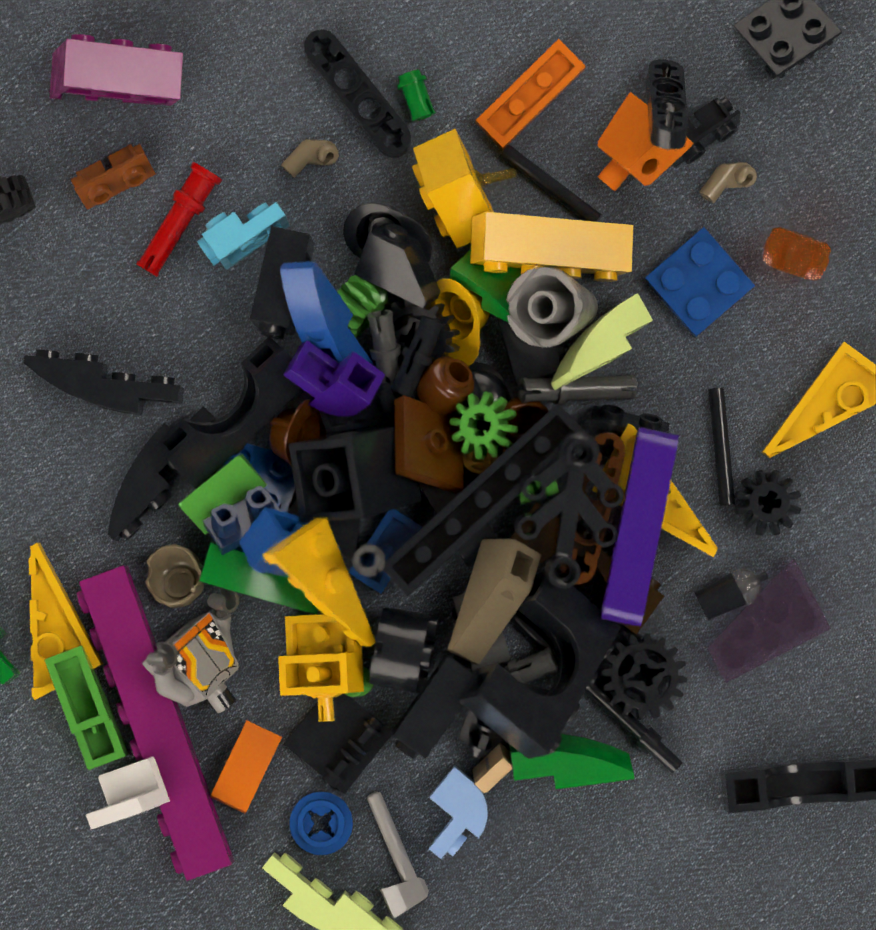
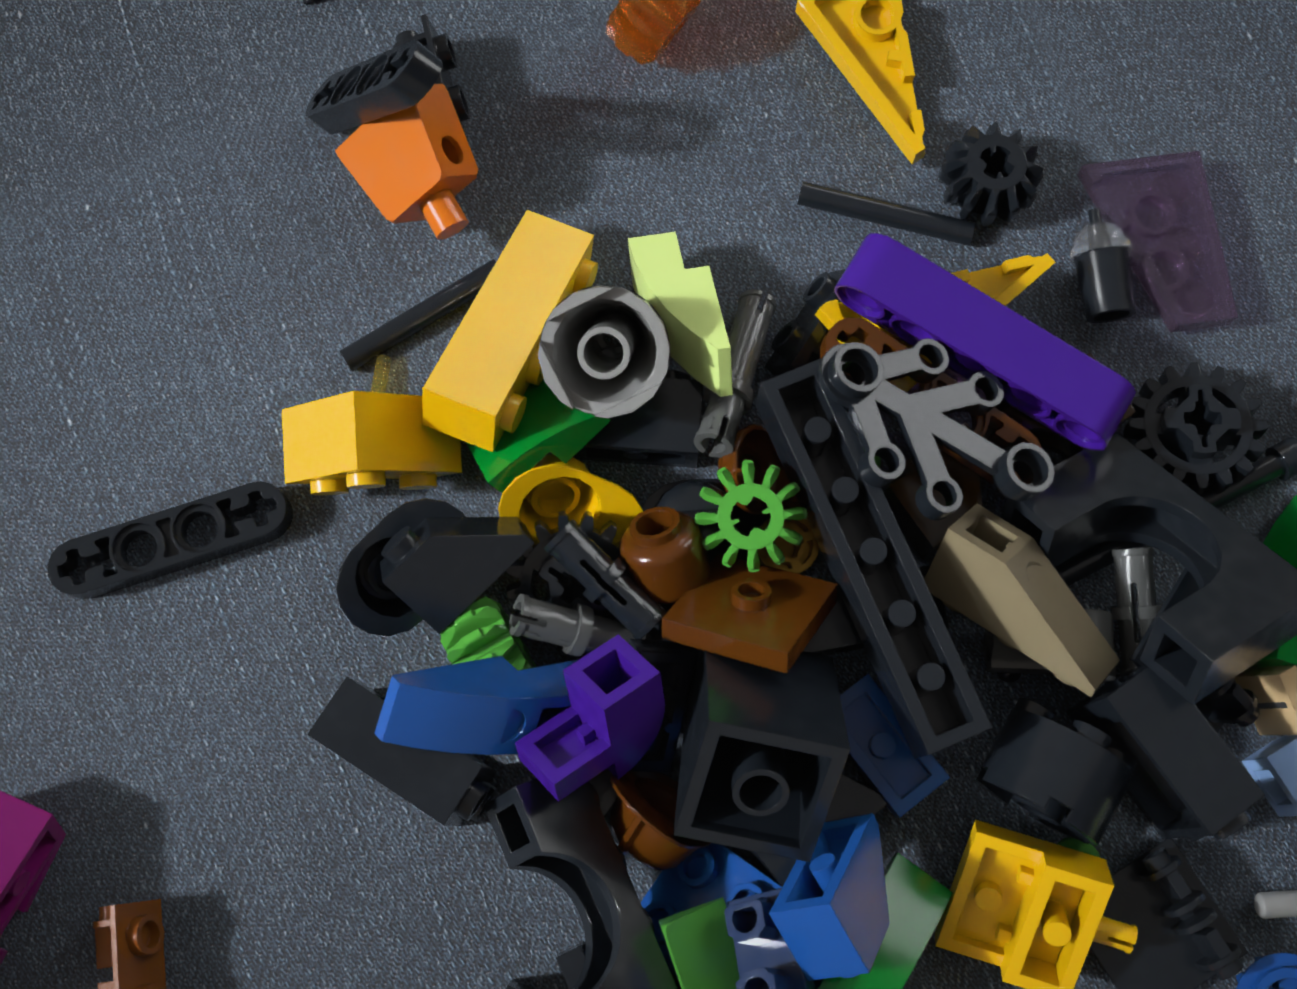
camera: 75 degrees left, 10 degrees down
(188, 202) = (224, 863): red pin -> none
(231, 240) = (309, 810): medium azure plate -> none
(310, 152) = (229, 643): dark tan arm -> none
(320, 572) = (903, 861): yellow wing -> none
(362, 553) = (916, 781): dark grey pin -> none
(416, 95) = (210, 454): green pin -> none
(530, 94) = (280, 294): orange plate -> none
(699, 282) = (641, 164): blue plate -> none
(728, 176) = (508, 75): dark tan arm -> none

